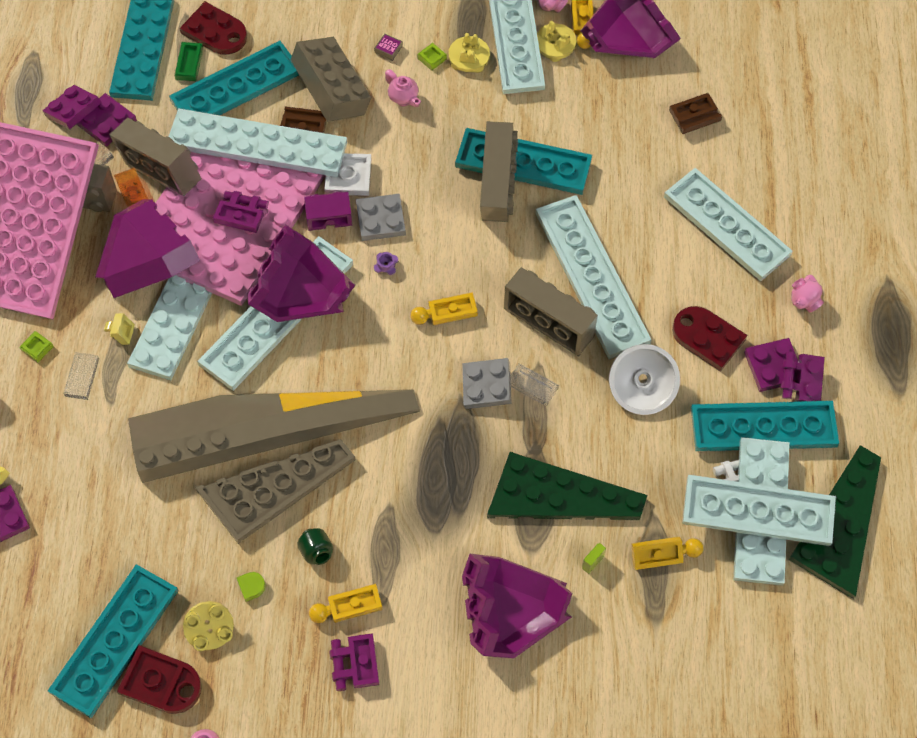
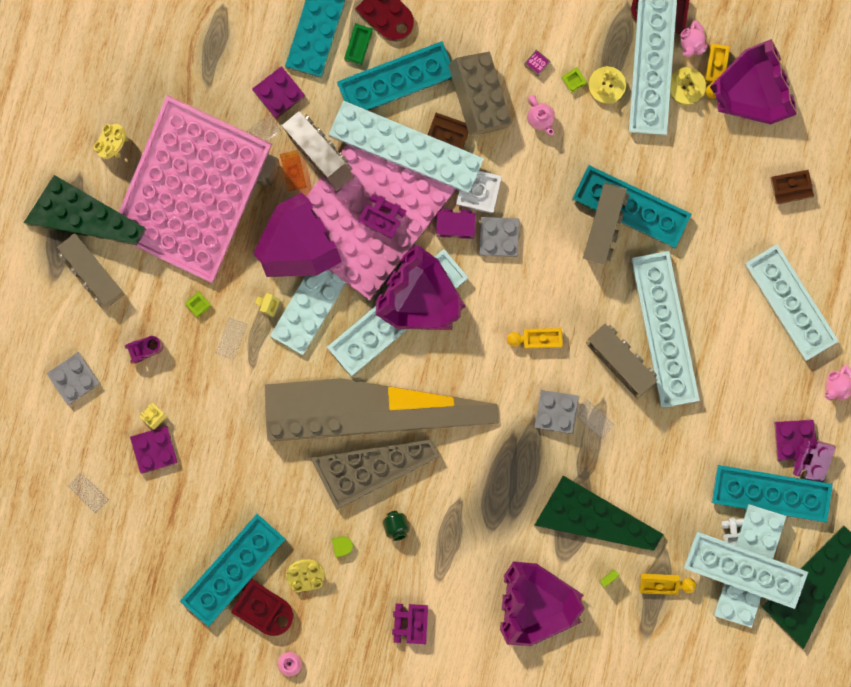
camera: 15 degrees right, 20 degrees up
(71, 106) = (251, 76): magenta plate -> none
(347, 605) = (412, 577): yellow plate -> none
(386, 257) = (500, 282): medium lavender plate -> none
(656, 391) = (686, 447): white dish -> none
(708, 336) = (749, 404): dark red plate -> none

